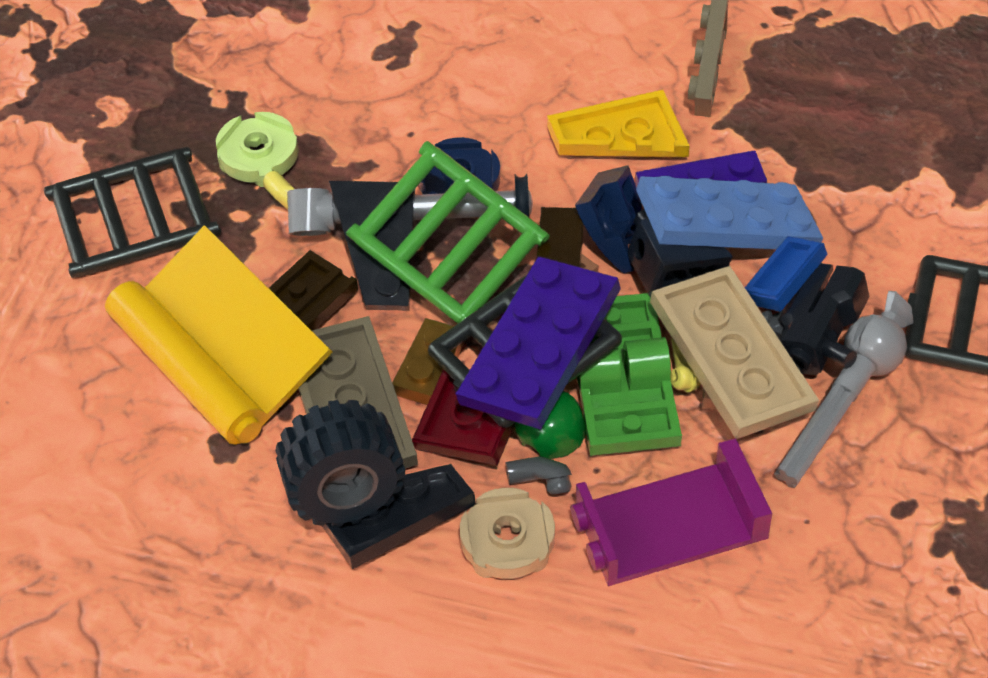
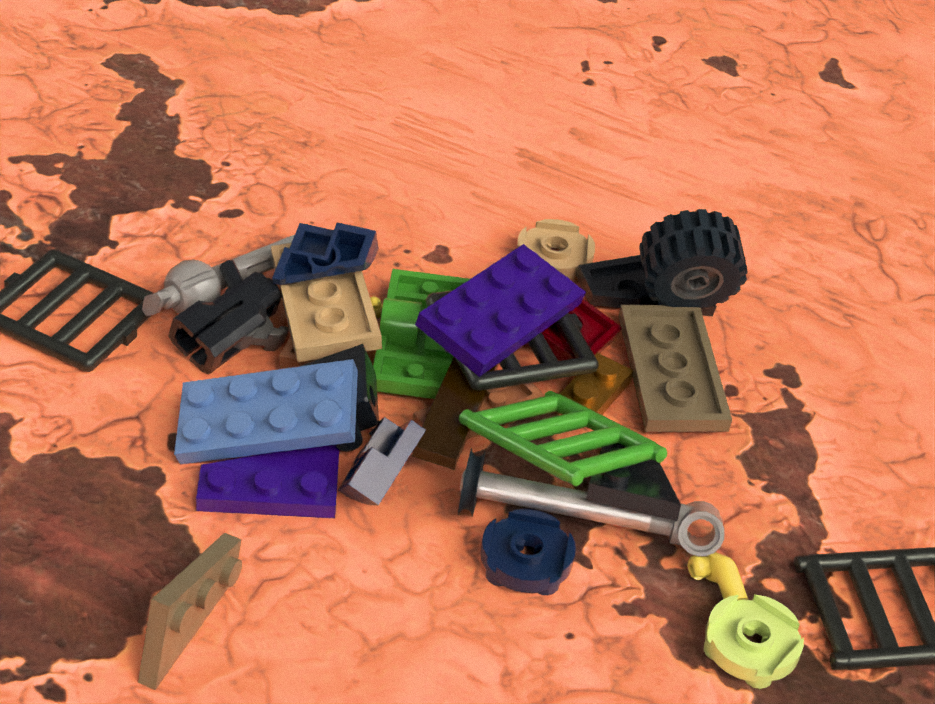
camera: 175 degrees left, 10 degrees down
(219, 336) = (804, 436): yellow door -> none
(314, 289) = (709, 462): dark brown plate -> none
(621, 127) = (330, 562): yellow wing -> none
(673, 518) = (430, 239): magenta panel -> none
(748, 374) = (326, 253): none -> dark blue slope
(785, 272) = (243, 345): blue tile -> none

